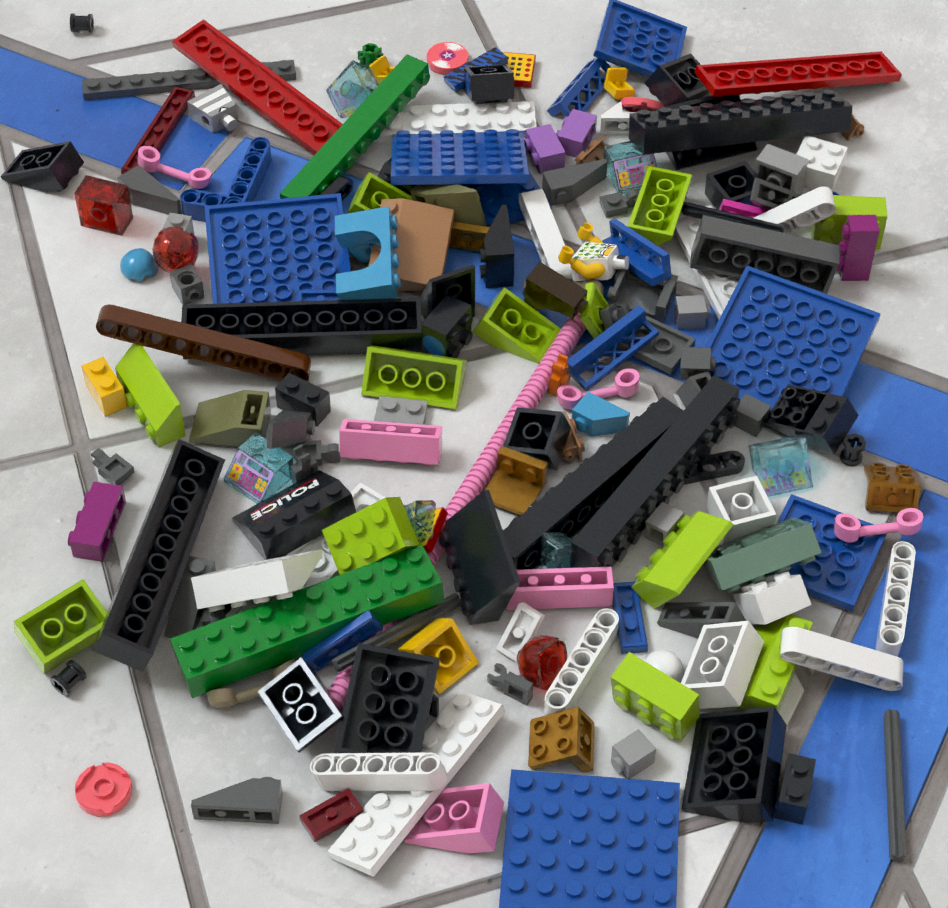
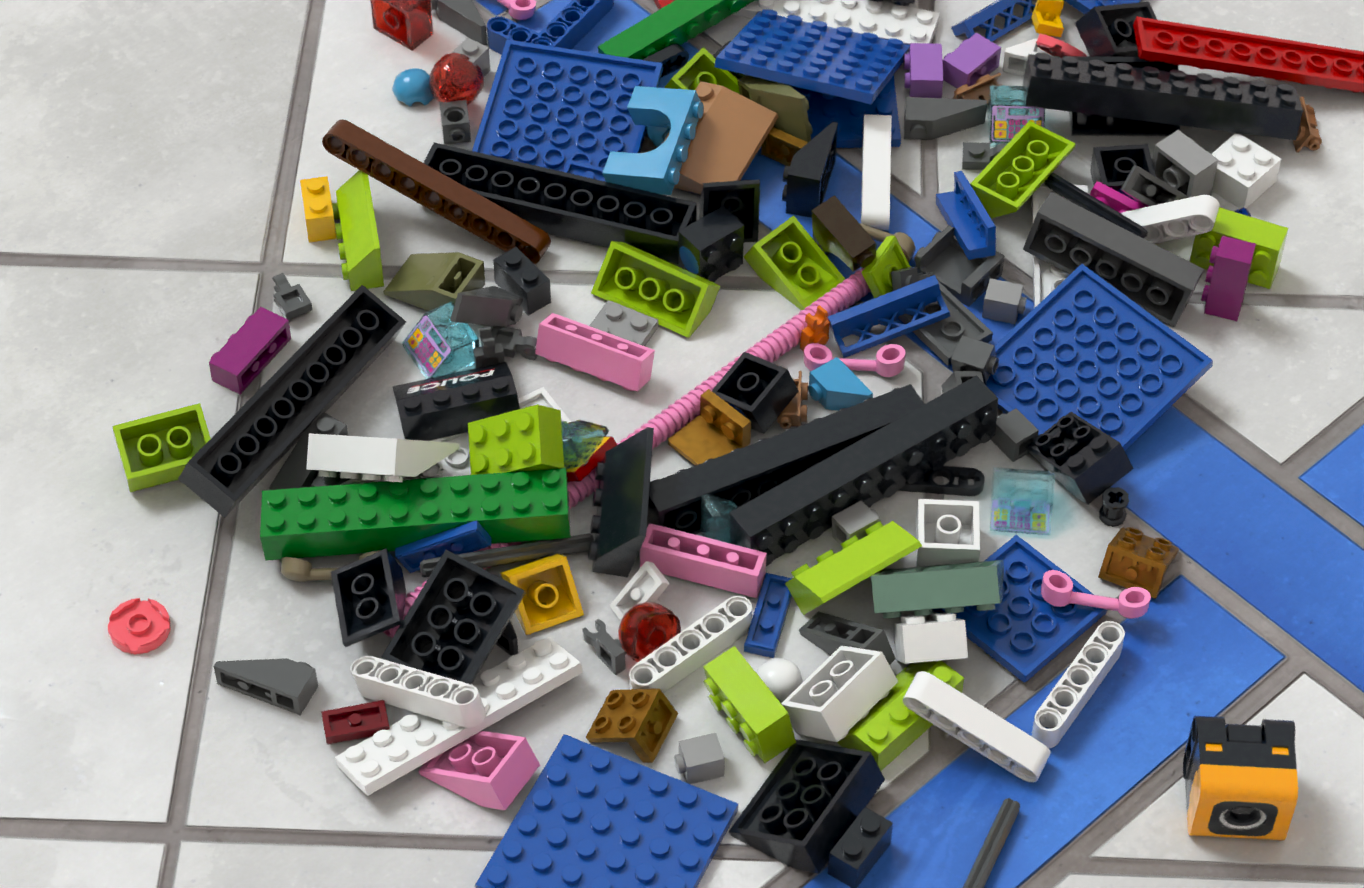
camera: 20 degrees right, 0 degrees up
(68, 677) = (150, 502): black bush -> none
(593, 258) = (915, 213): torso -> none

